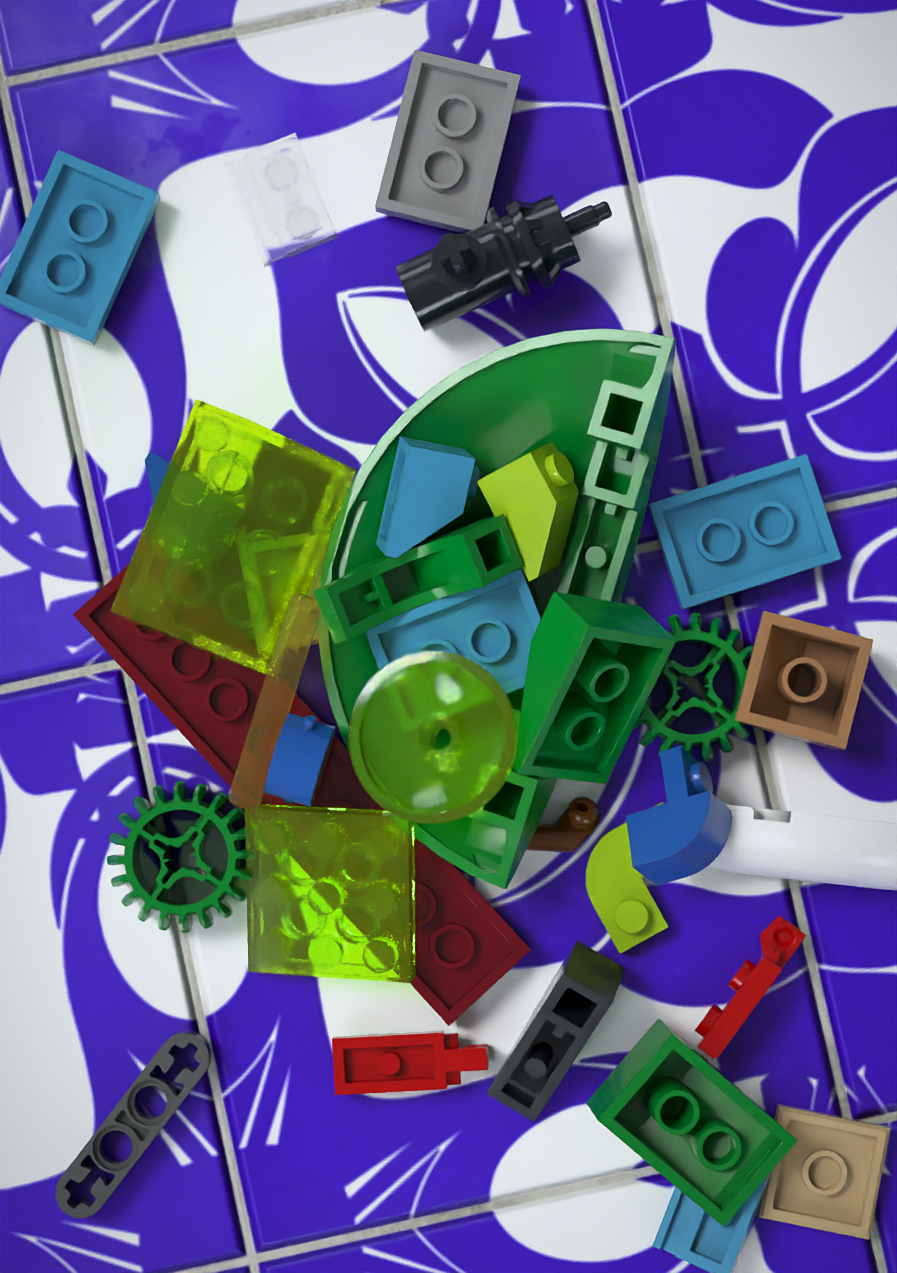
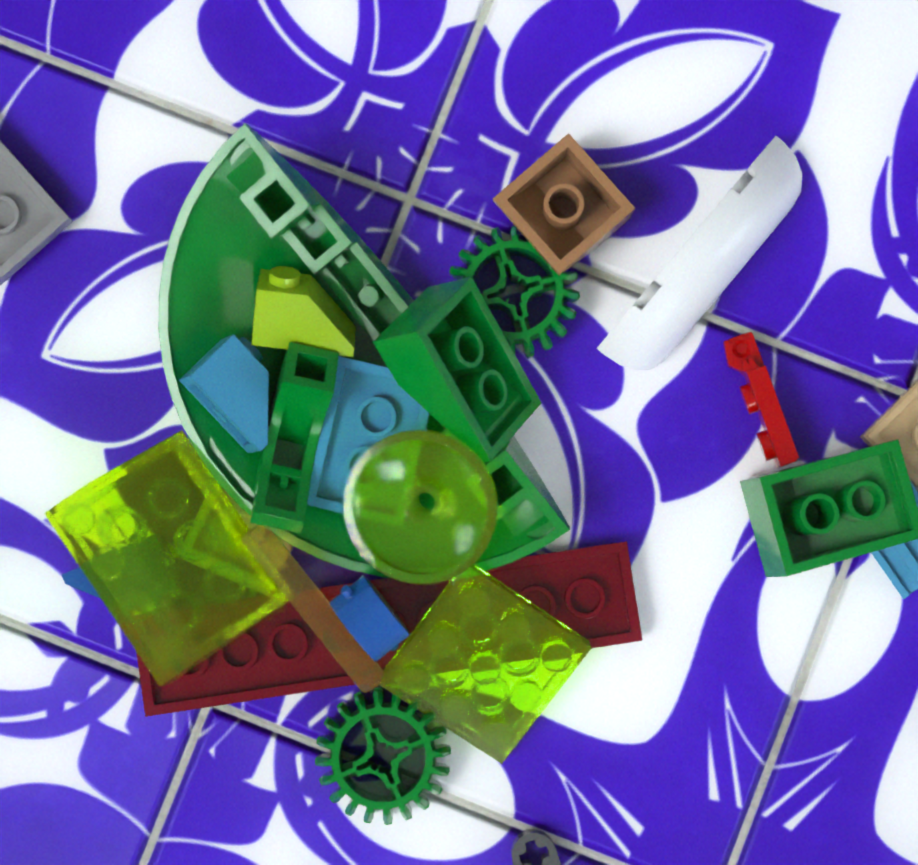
camera: 60 degrees left, 0 degrees up
(403, 1062) = (646, 692): red hinge -> none
(495, 259) = (95, 219): black piece -> none
(557, 1030) = (699, 562): black slope -> none
(569, 829) = (557, 453): reddish brown arm -> none
(620, 892) = (609, 437): lime plate -> none
(684, 832) = (616, 371): blue brick -> none
(744, 532) = (424, 176): dark azure plate -> none

